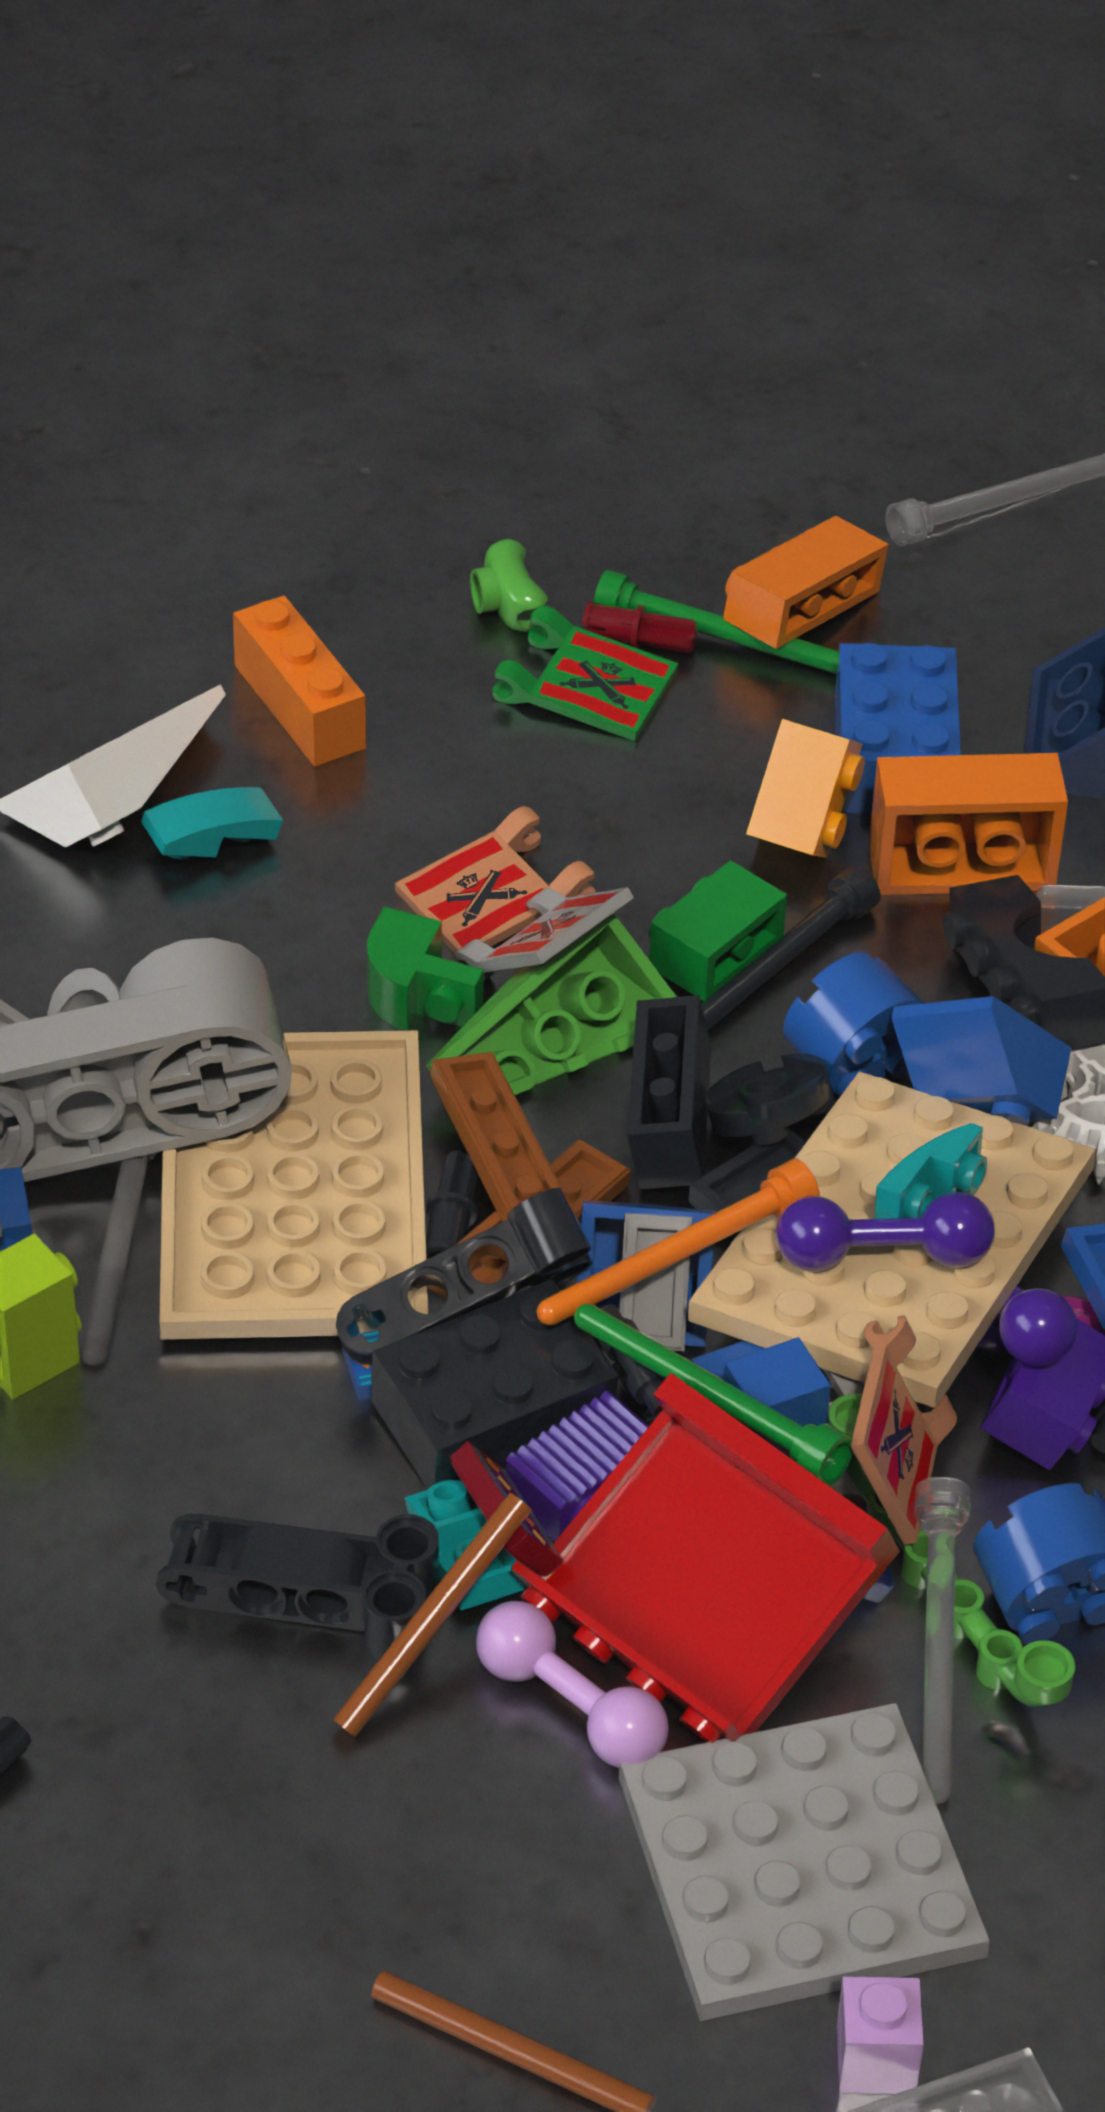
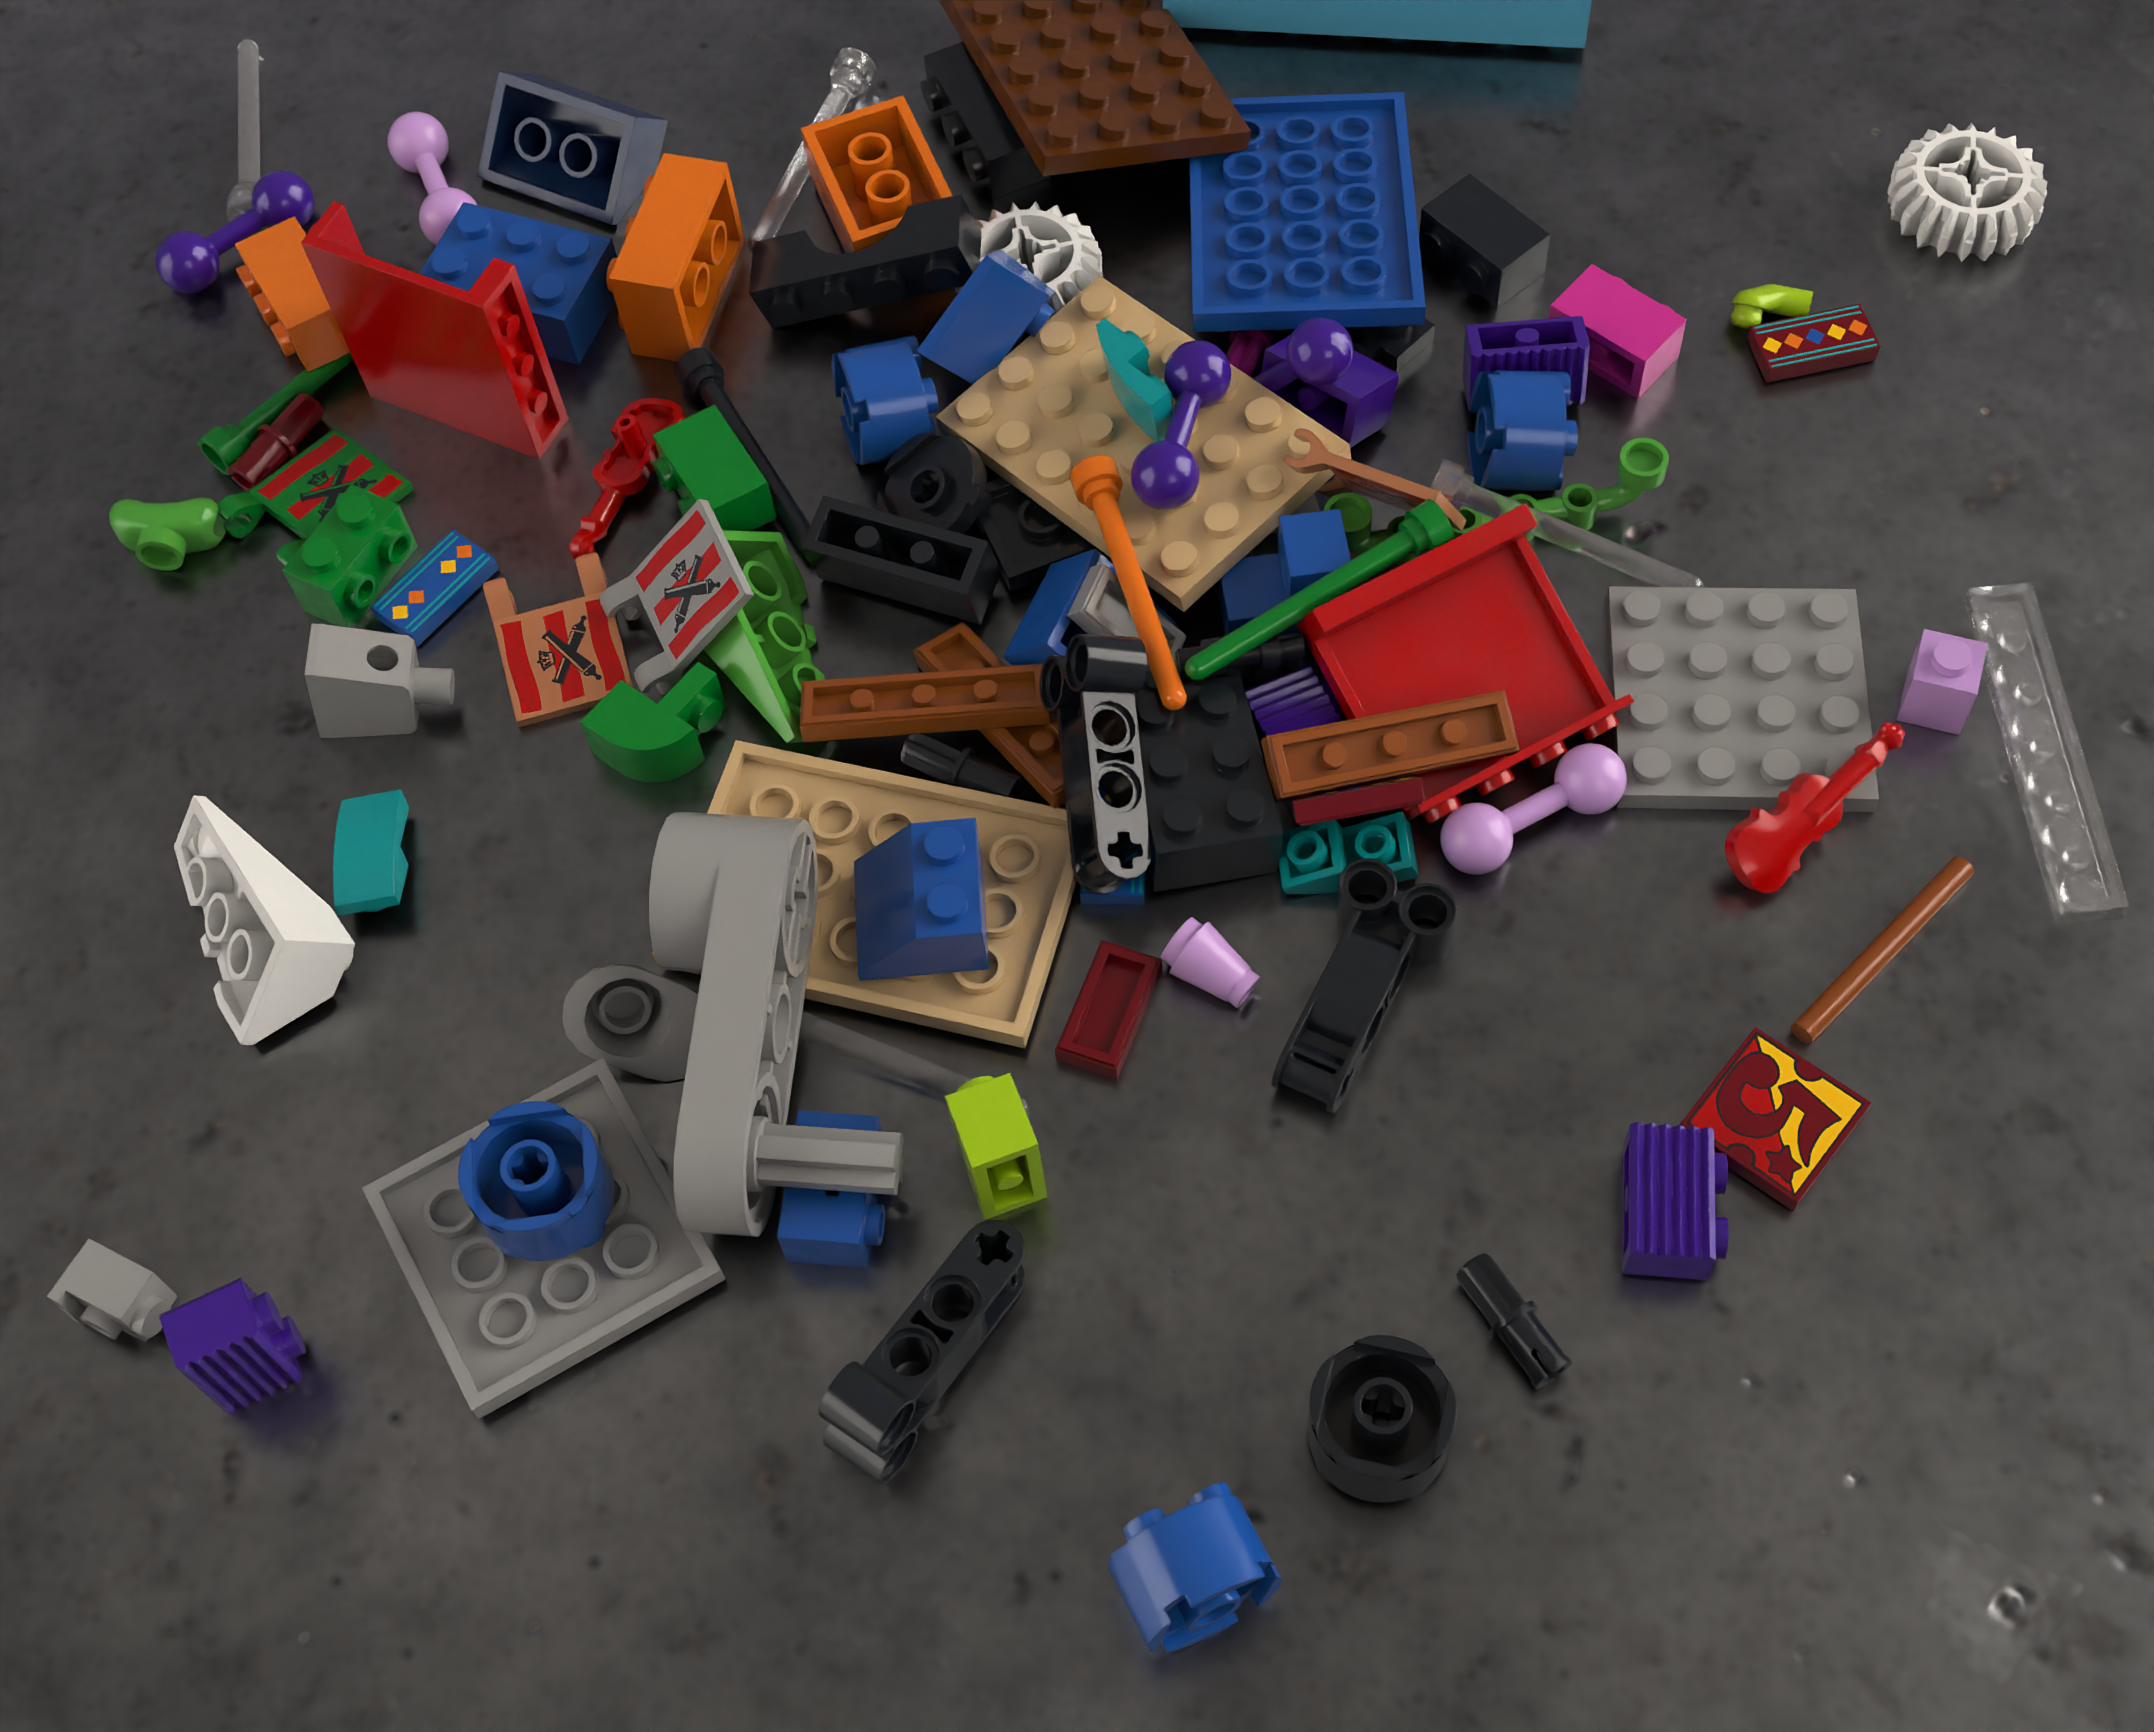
camera: 65 degrees left, 15 degrees up
(131, 1883) = (1671, 1201): none -> dark purple brick
(224, 1394) = (1109, 1009): none -> dark red tile
(266, 1973) = (1777, 1117): none -> tile
(272, 1208) = (922, 902): none -> blue slope
(294, 1451) = (1209, 962): none -> lavender cone
(299, 680) = (212, 729): orange brick -> none
(383, 779) = (369, 682): none -> light grey torso
(432, 1615) = (1459, 884): dark orange bar -> none
(518, 704) = (350, 557): none -> green brick
(519, 781) = (435, 587): none -> blue tile
(582, 1523) = (1389, 745): none -> dark orange tile
(594, 1902) = (1770, 843): none -> red piece
(754, 653) = (440, 348): none -> red panel
(778, 869) = (624, 466): none -> red piece
(806, 789) = (588, 359): light orange brick -> none
(918, 539) = (191, 261): none -> dark purple piece
(1039, 610) = (420, 147): none -> lavender piece

